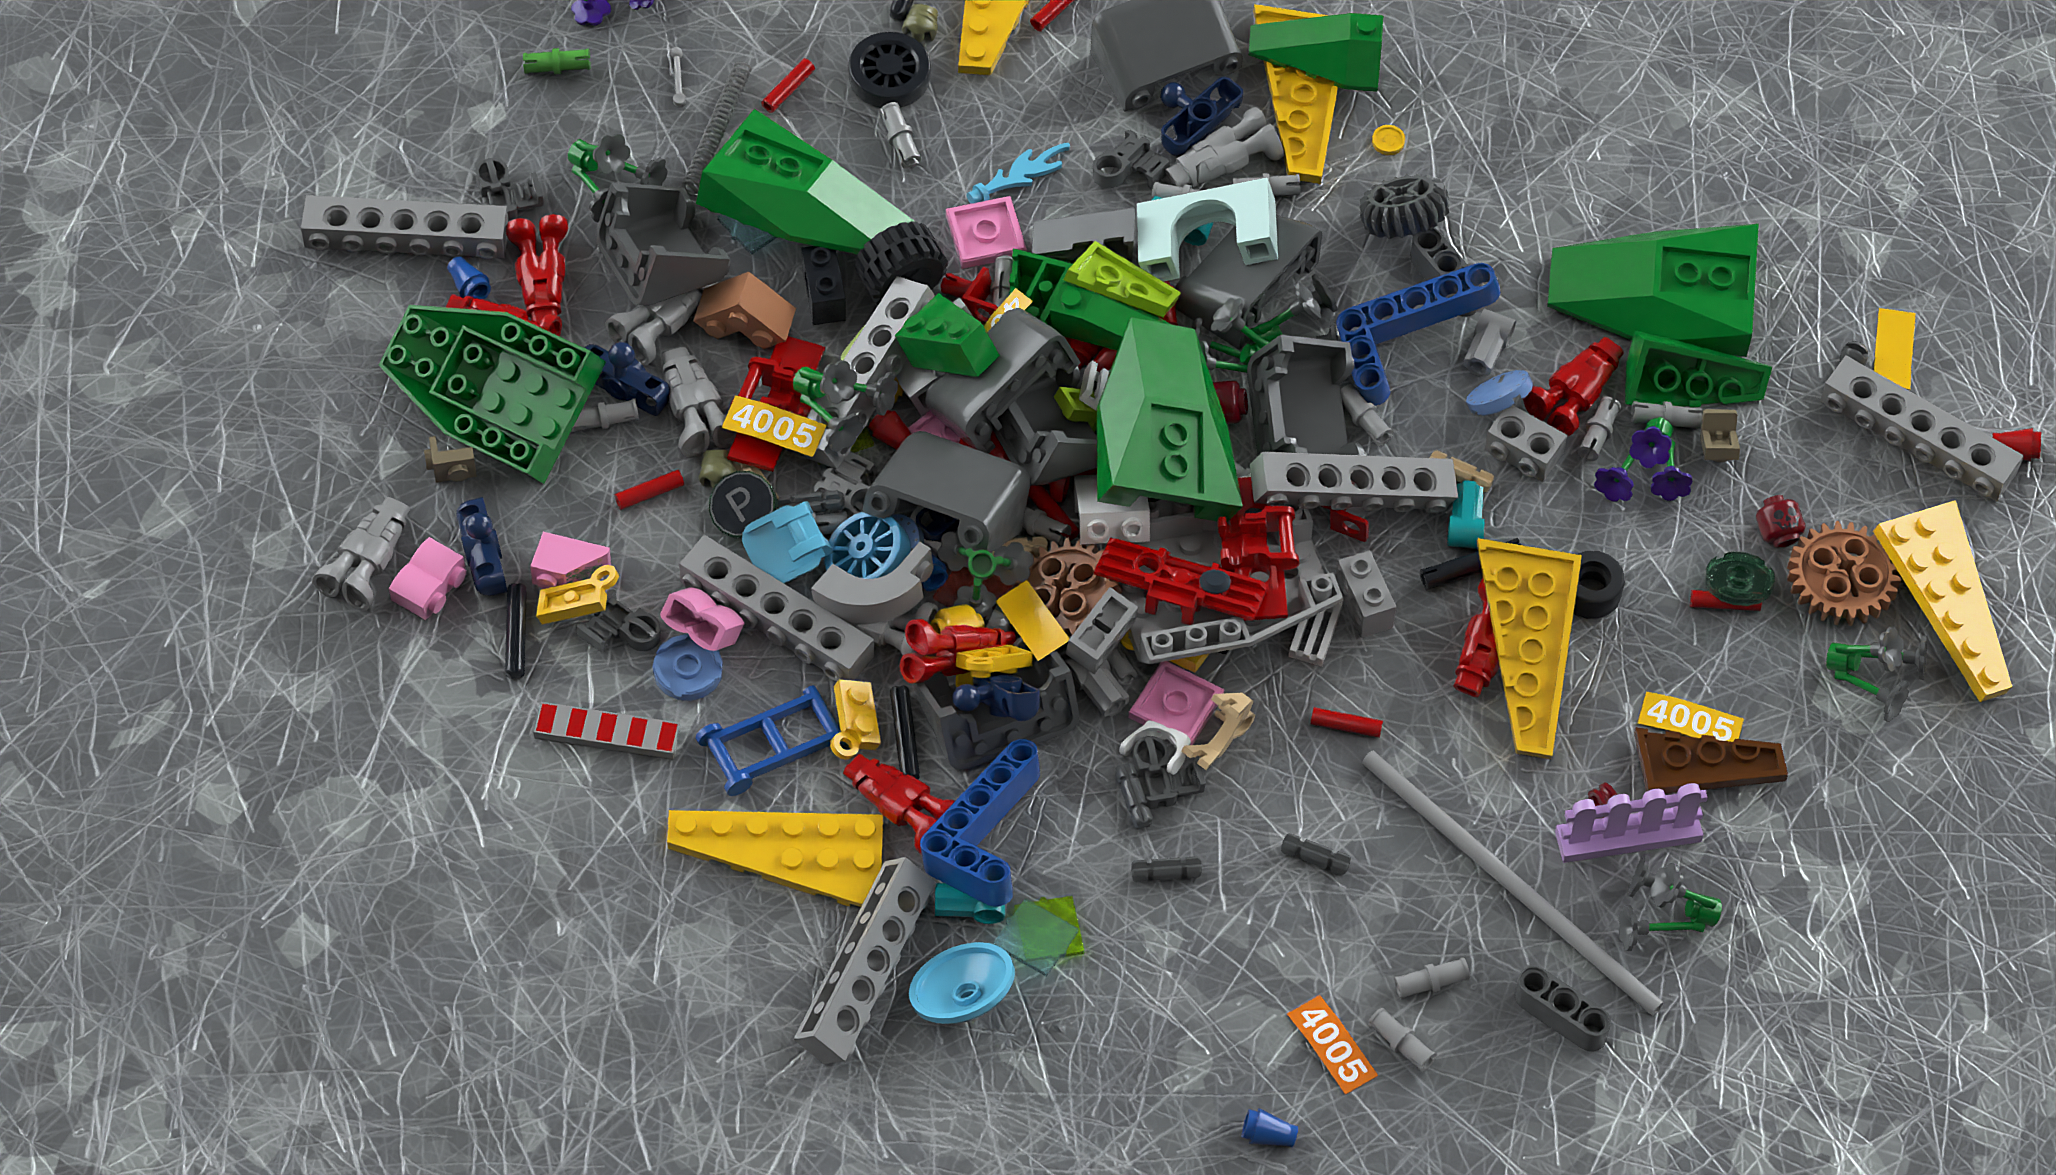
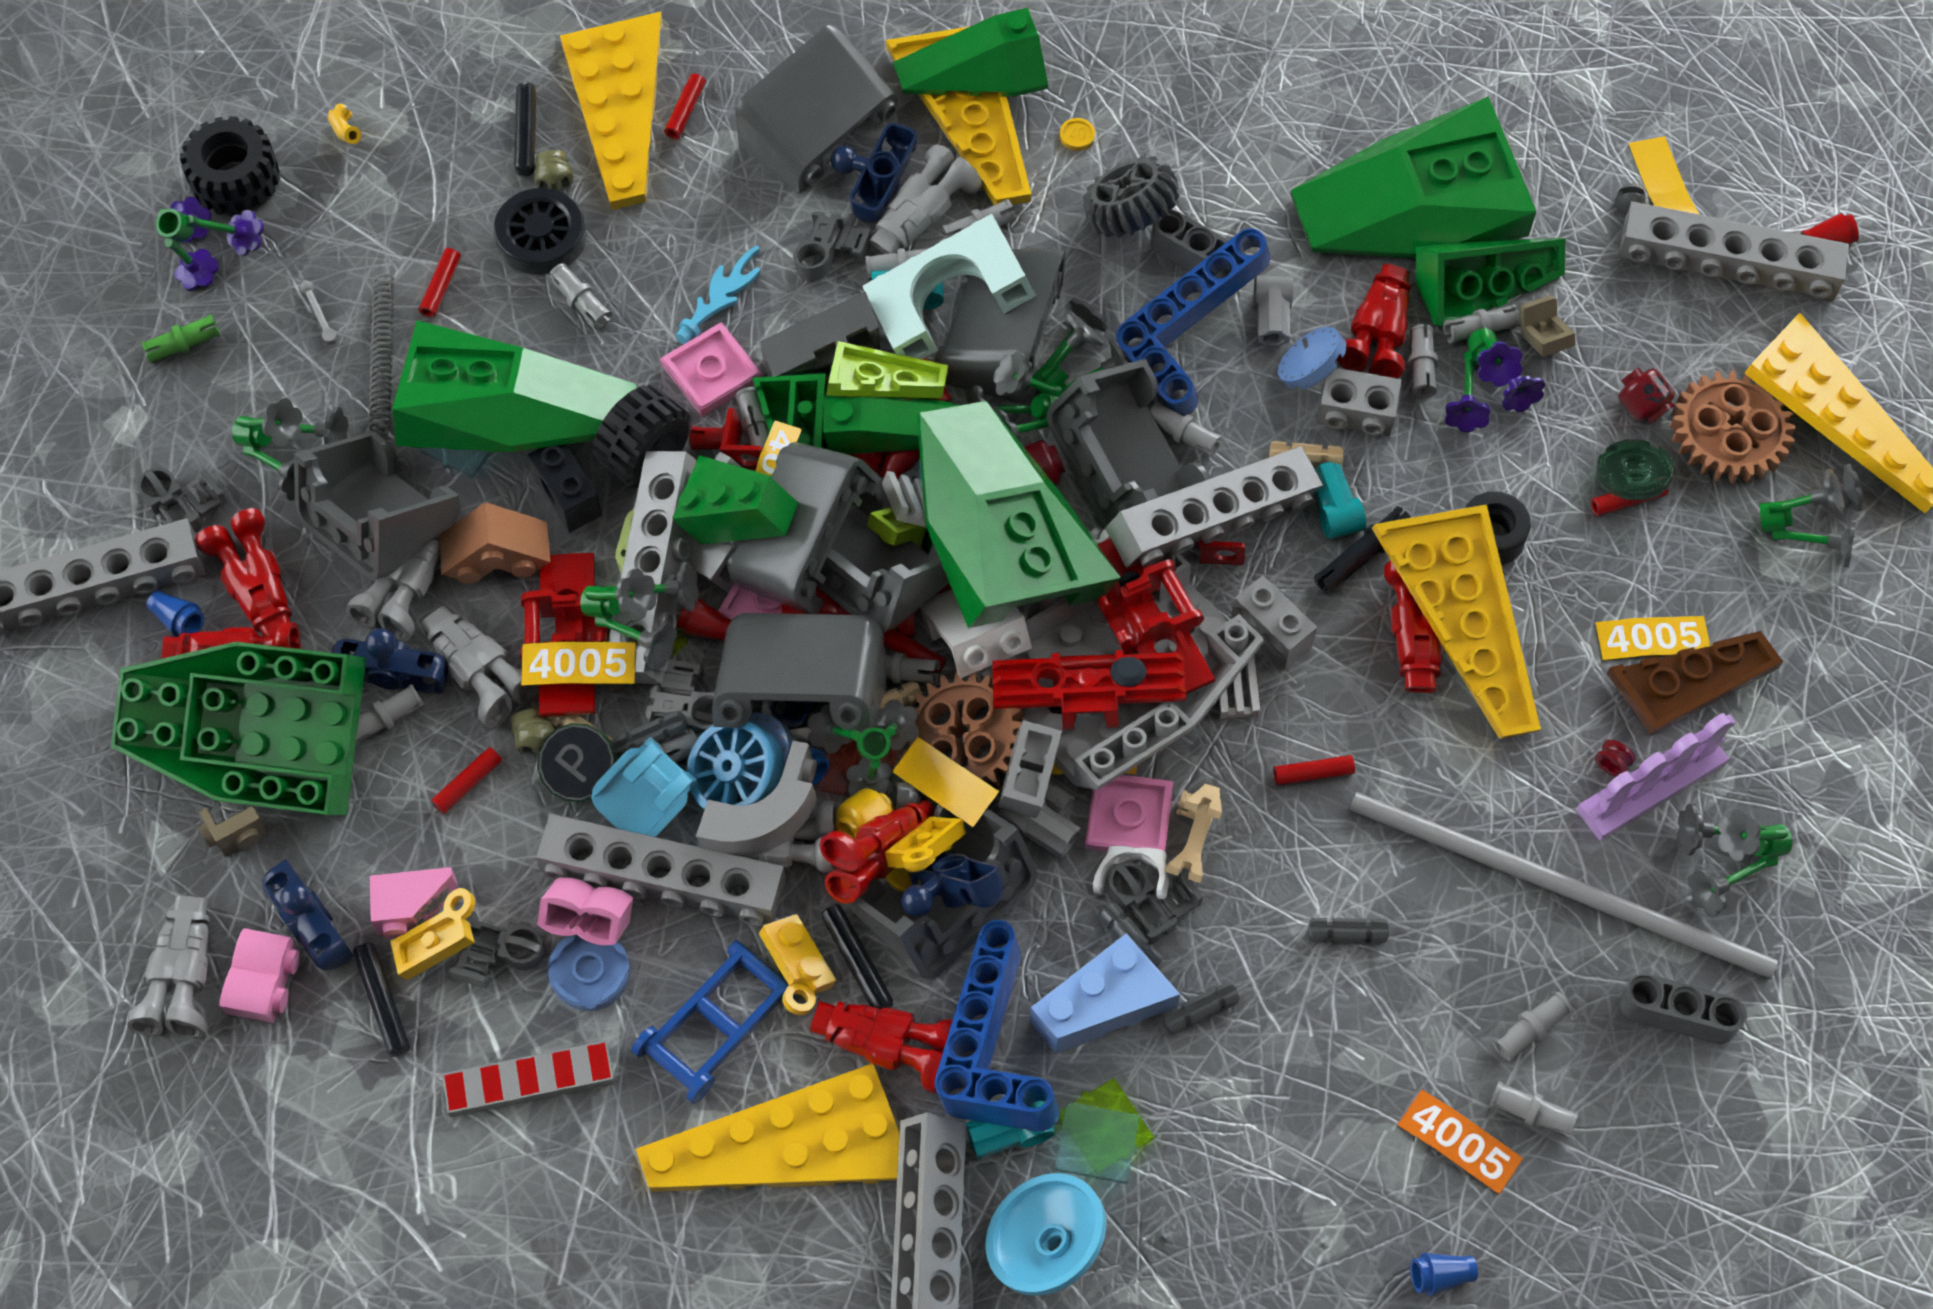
camera: 20 degrees left, 5 degrees up
(1087, 829) = (1102, 996): none -> light blue wedge

